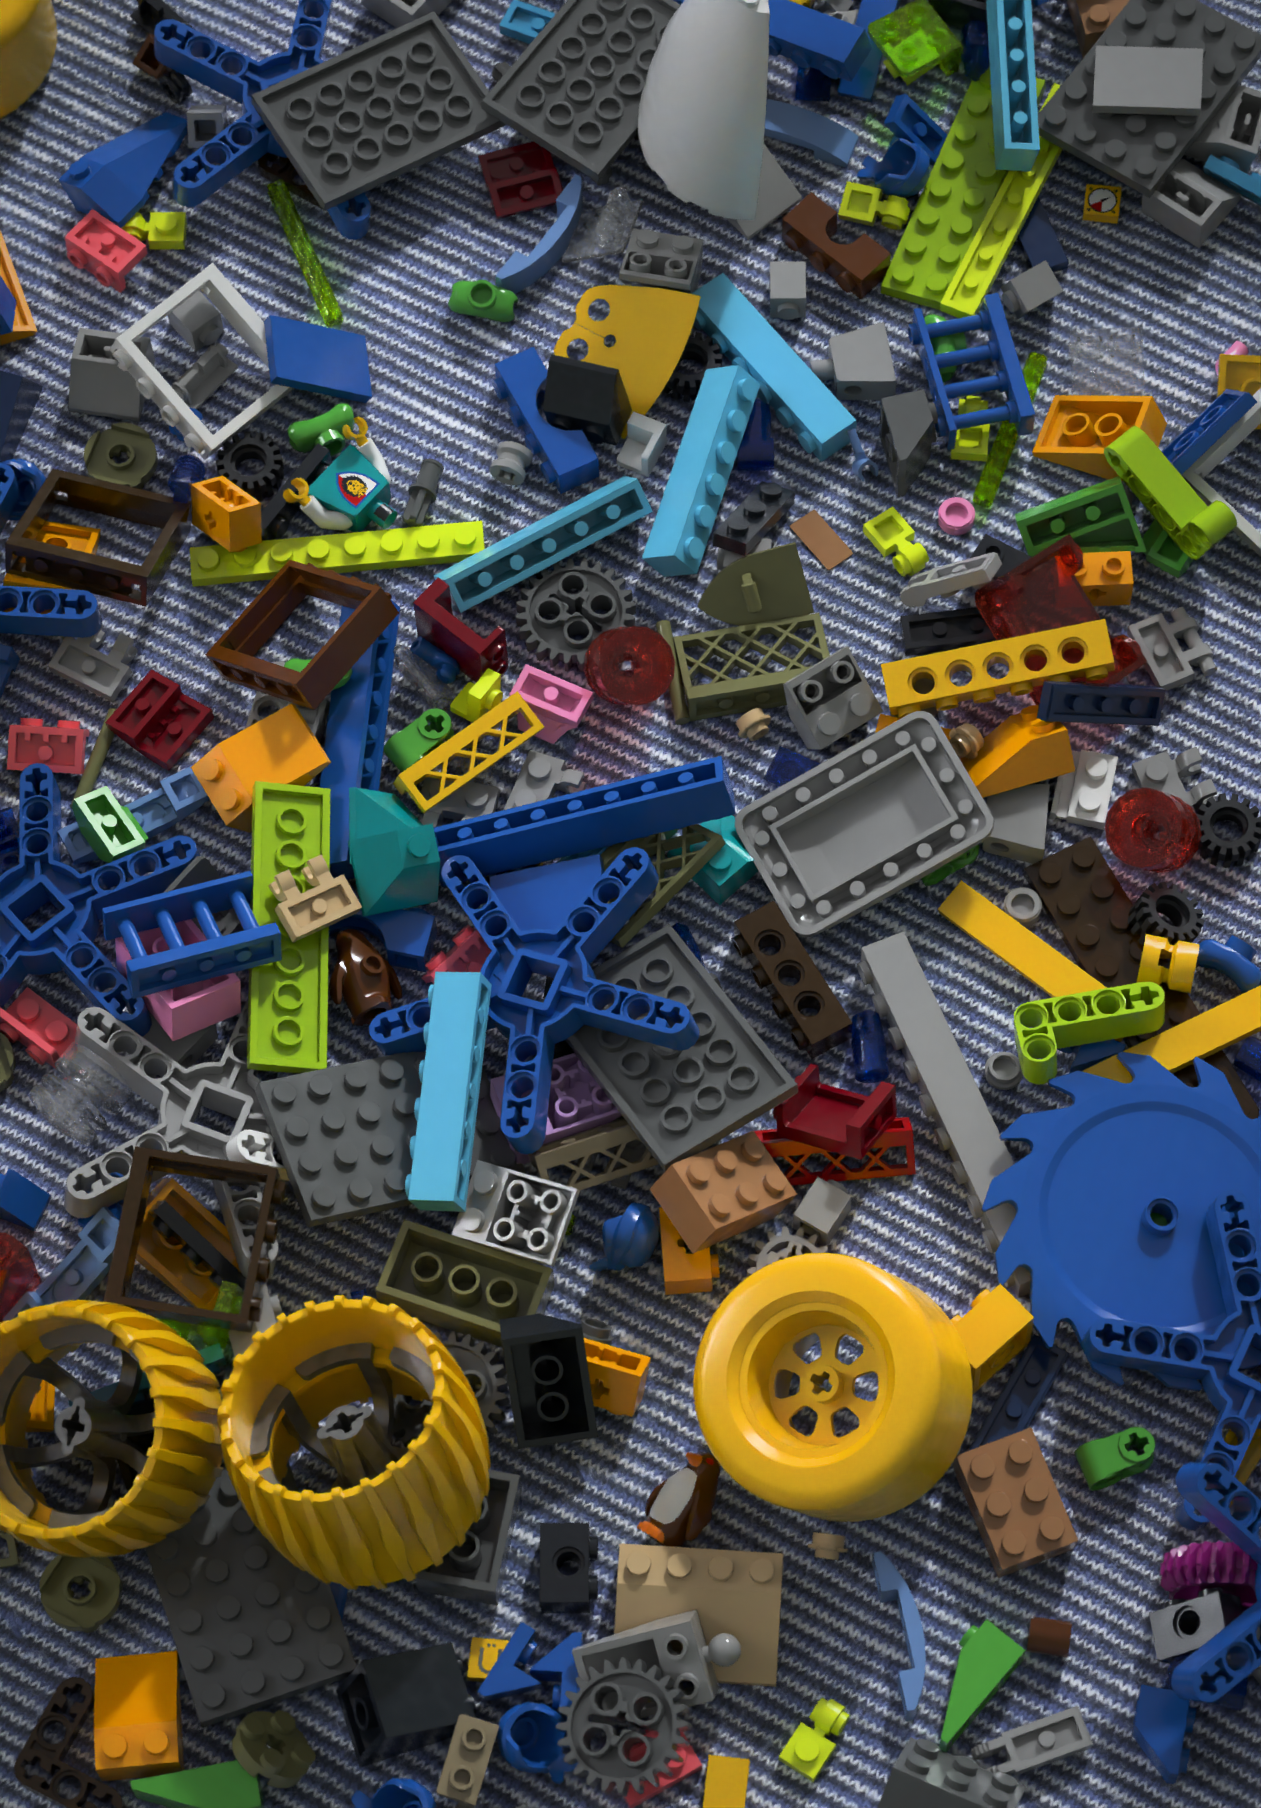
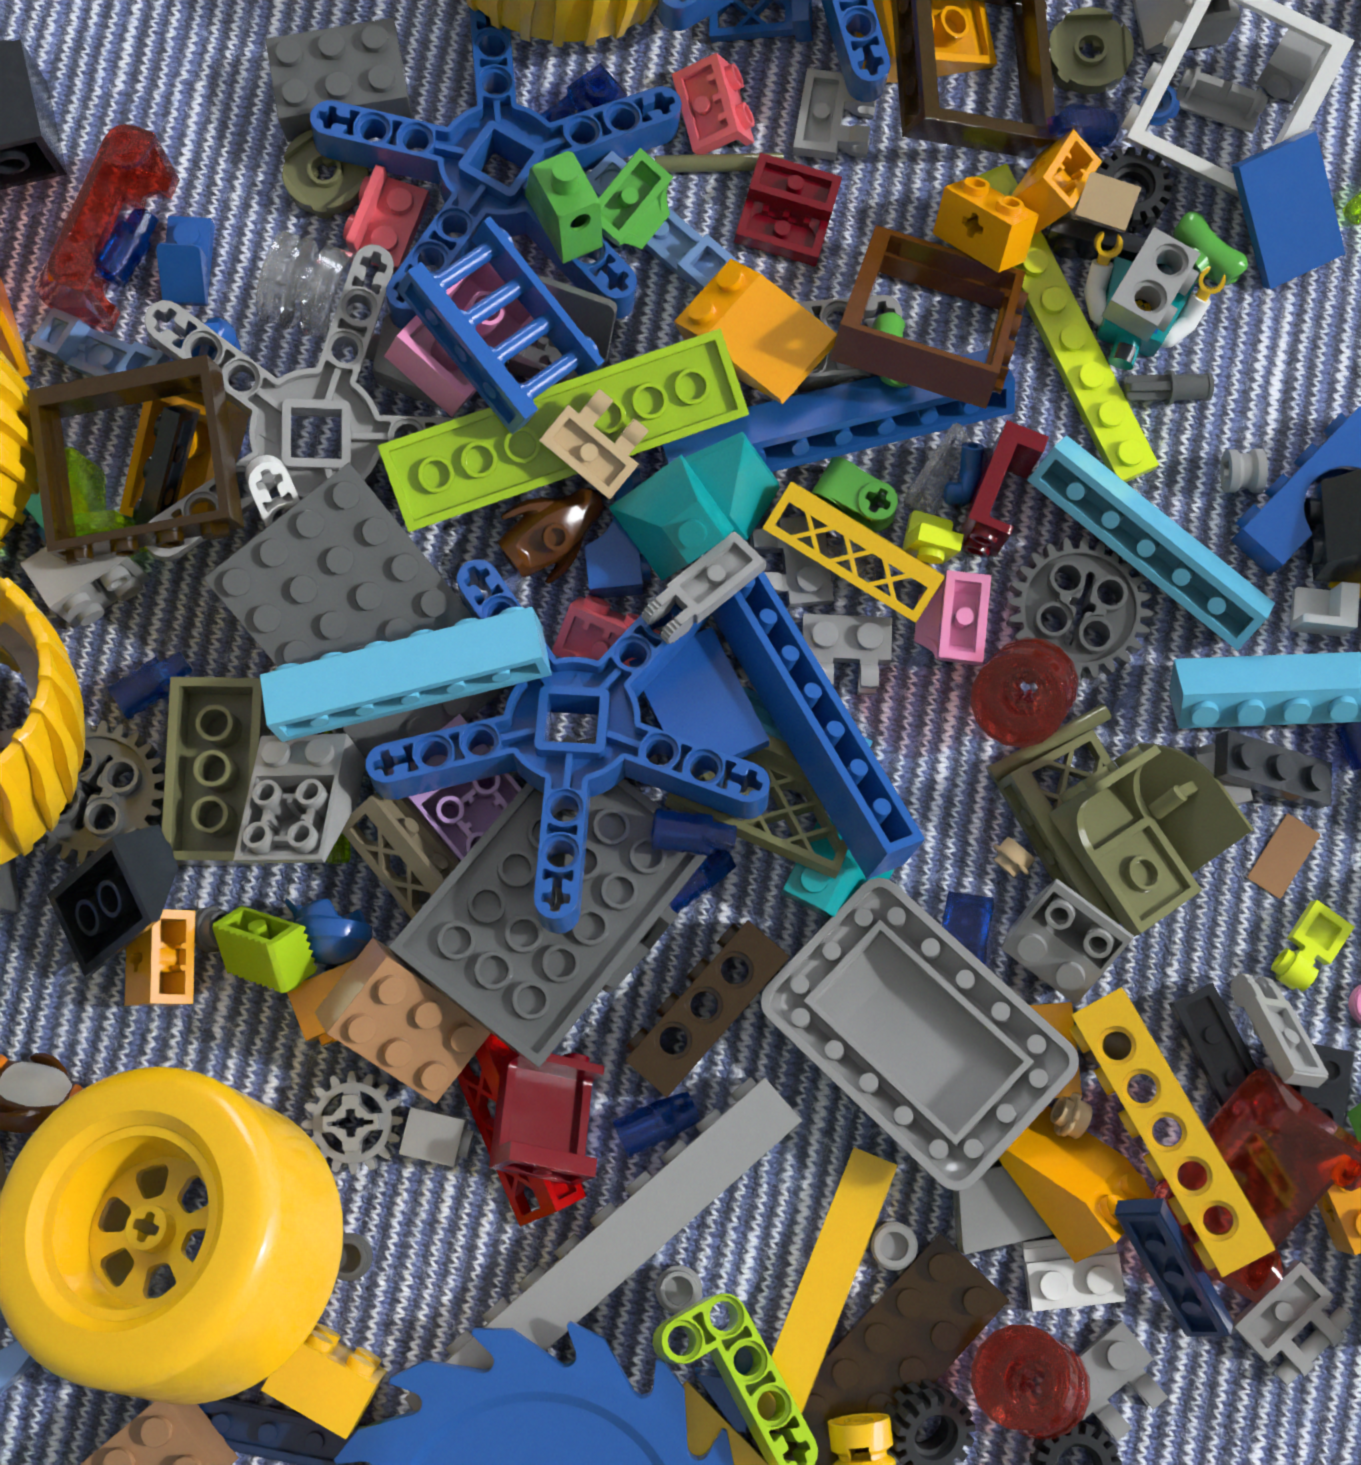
camera: 65 degrees right, 15 degrees up
(107, 860) = (558, 196): none -> bright green torso
(239, 573) = (985, 223): none -> light orange brick
(263, 477) = (1107, 202): none -> tan panel
(336, 474) = (1150, 284): none -> light grey brick
(462, 853) = (705, 586): none -> light grey hinge
(627, 1285) = (264, 949): none -> lime brick
(652, 930) = (690, 833): none -> clear blue hinge
(771, 638) = (1123, 844): none -> olive bracket

